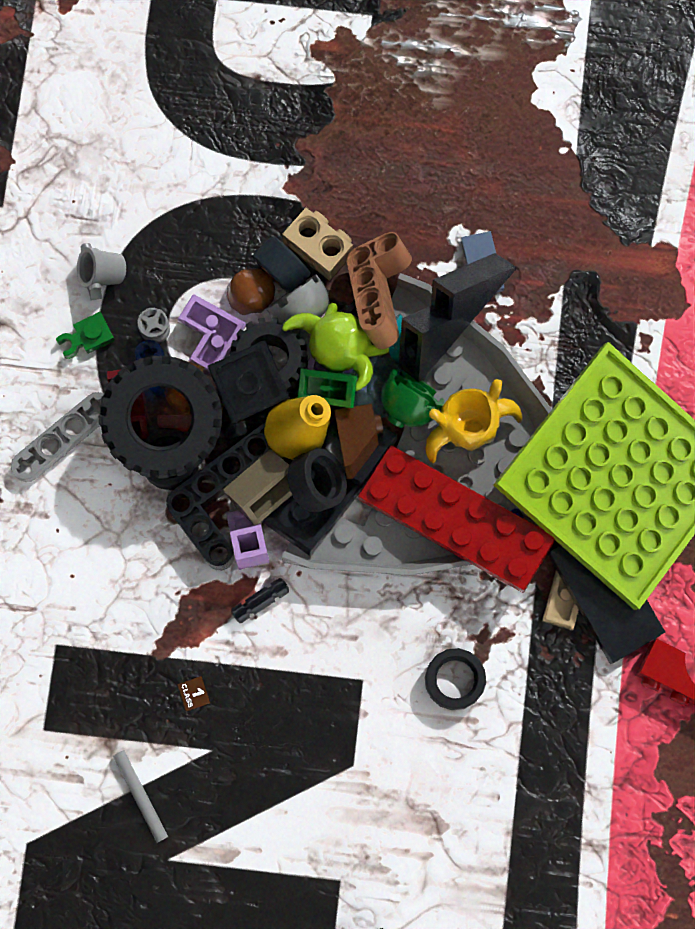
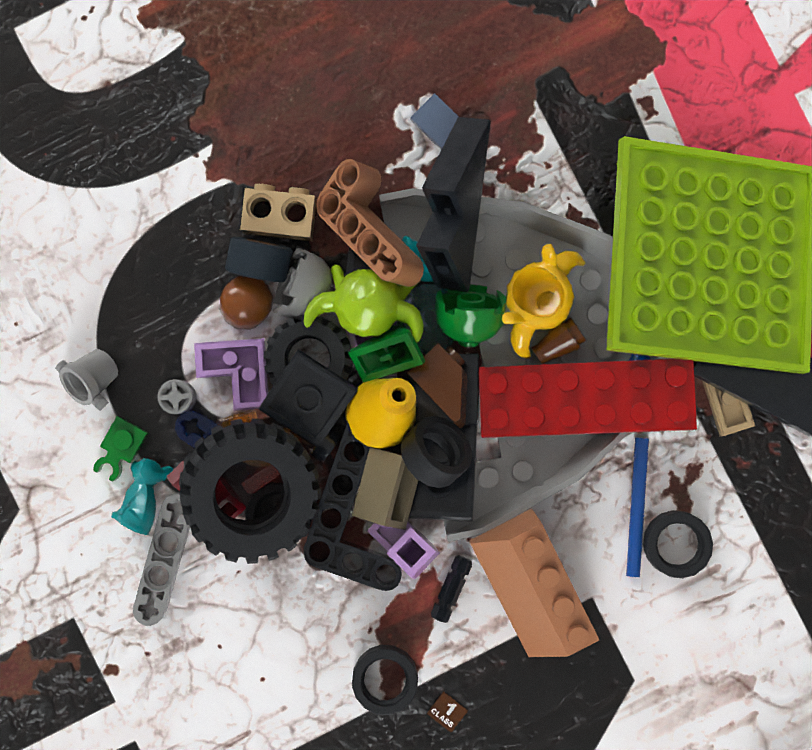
camera: 35 degrees left, 10 degrees up
(75, 380) = (139, 501): none -> teal animal
(163, 610) = (390, 706): none -> black tyre
(322, 635) = (534, 587): none -> nougat slope
(442, 632) = (637, 507): none -> blue bar
(463, 464) = (559, 341): none -> reddish brown cone

